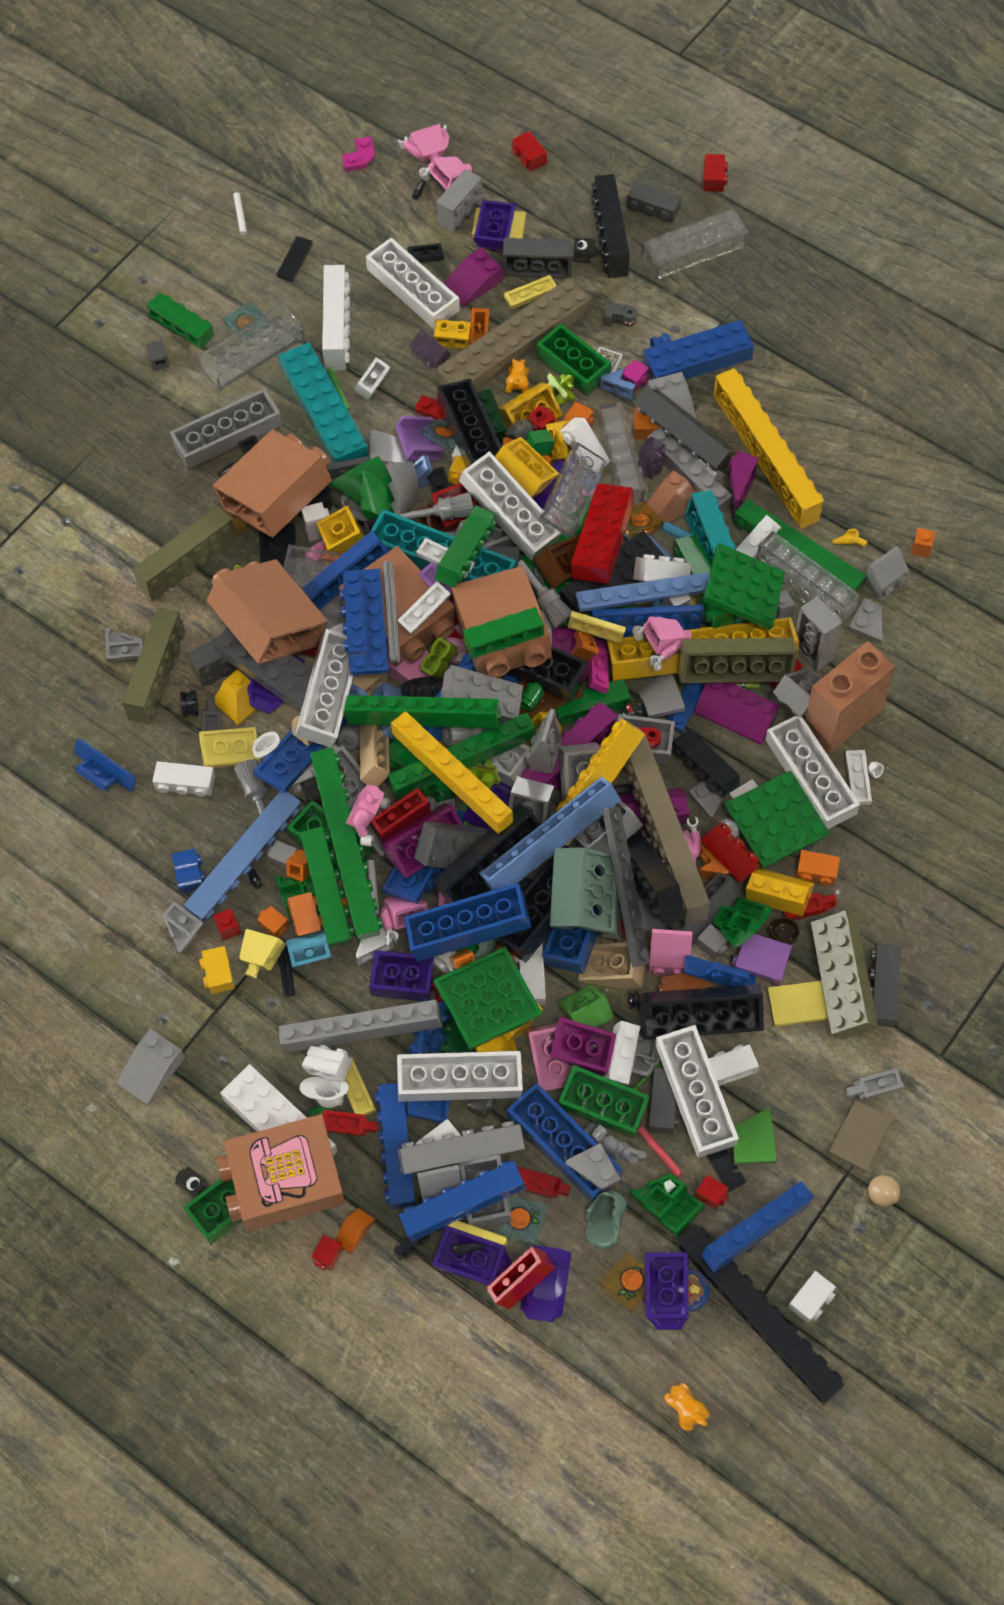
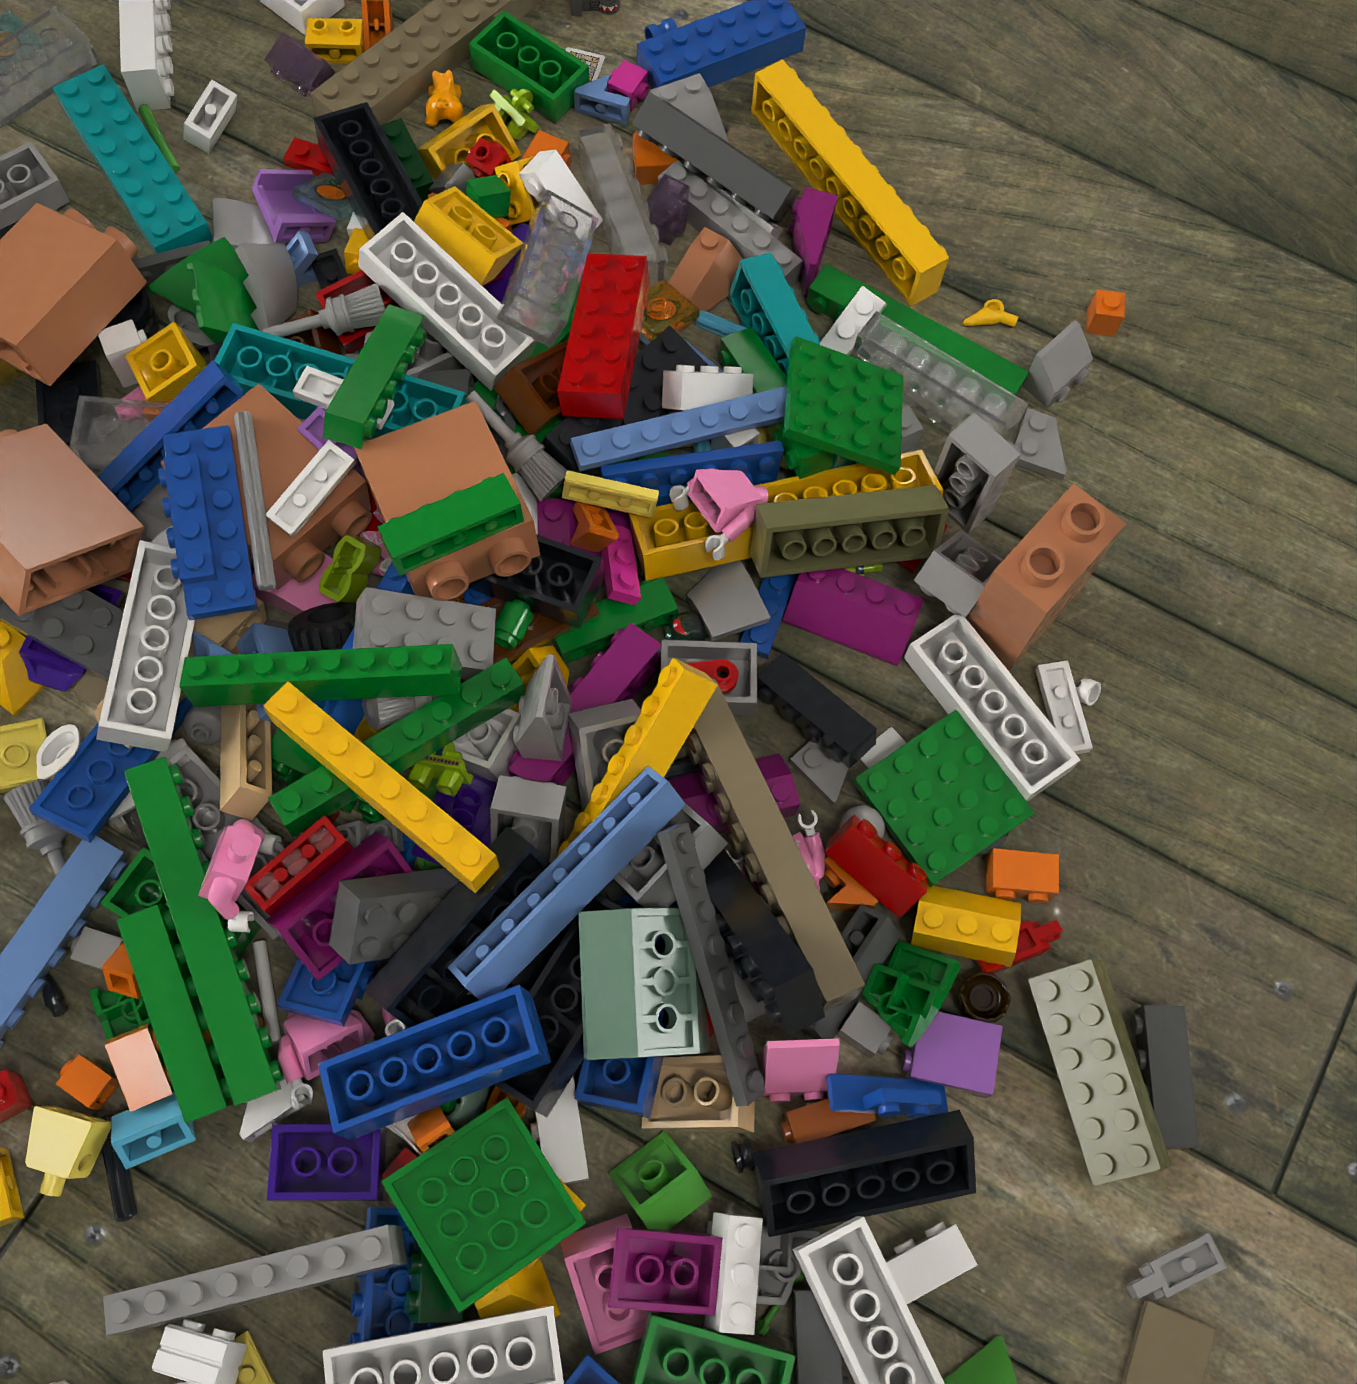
camera: 15 degrees left, 5 degrees up
(797, 1003) = (1023, 1126): light yellow tile -> none

